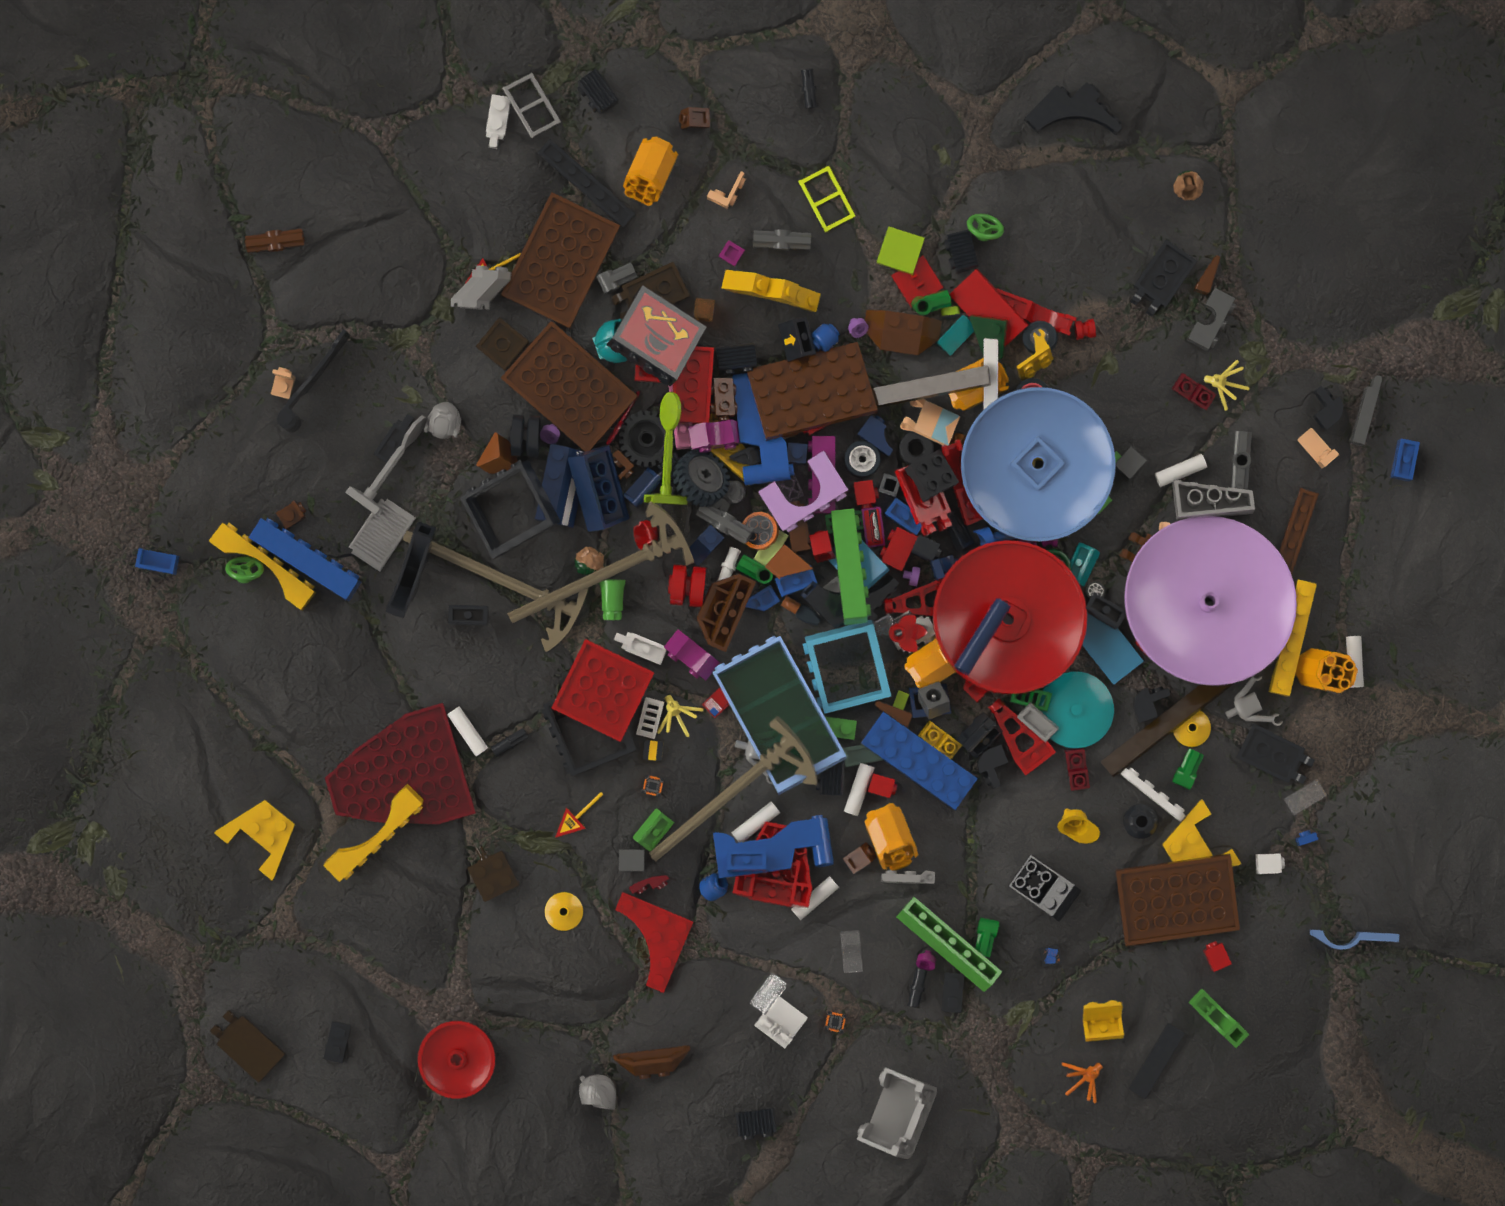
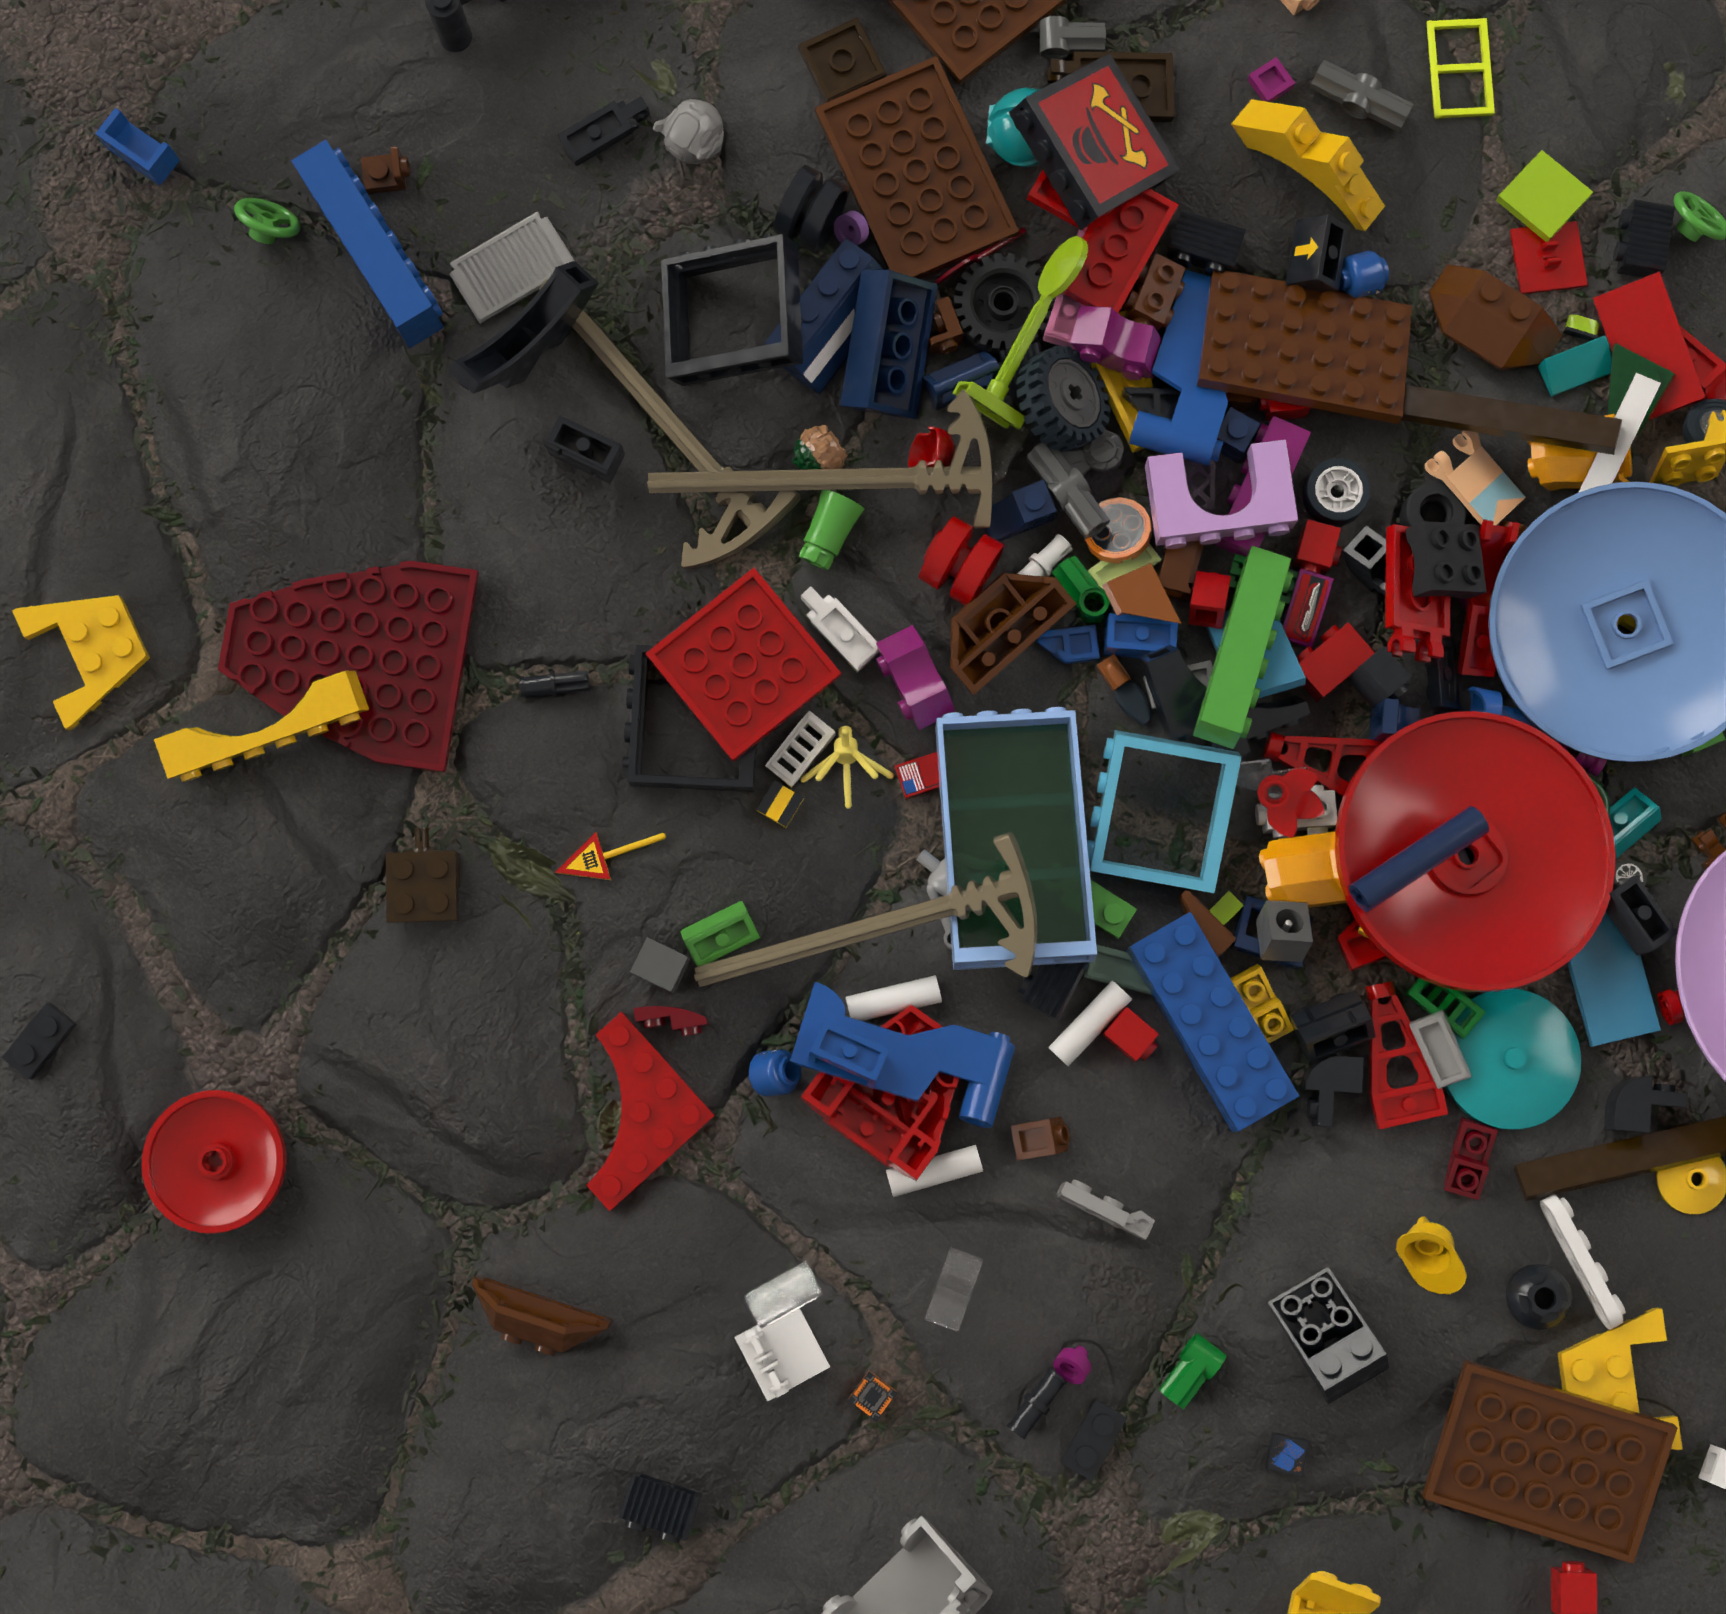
camera: 30 degrees right, 5 degrees down
(294, 590) = (327, 285): yellow arch -> none
(367, 497) = (629, 130): light grey piece -> none
(467, 731) = (495, 635): white piece -> none
(496, 455) = (748, 220): dark orange slope -> none
(573, 907) = (526, 1009): yellow dish -> none
(598, 1091) = (420, 1326): light grey helmet -> none
(652, 785) = (753, 861): tile -> none
(704, 309) = (1189, 144): clear orange brick -> none
(858, 327) = (1423, 283): medium lavender tile -> none
(874, 433) = (1376, 457): dark blue arch -> none
(891, 837) = (1108, 1127): light orange brick -> none
(901, 514) = (1364, 610): blue panel -> none
(913, 576) = (1336, 715): medium lavender tile -> none
(932, 302) = (1563, 296): green piece -> none
(949, 944) = (1125, 1356): bright green brick -> none
(1187, 771) = (1653, 1252): green piece -> none

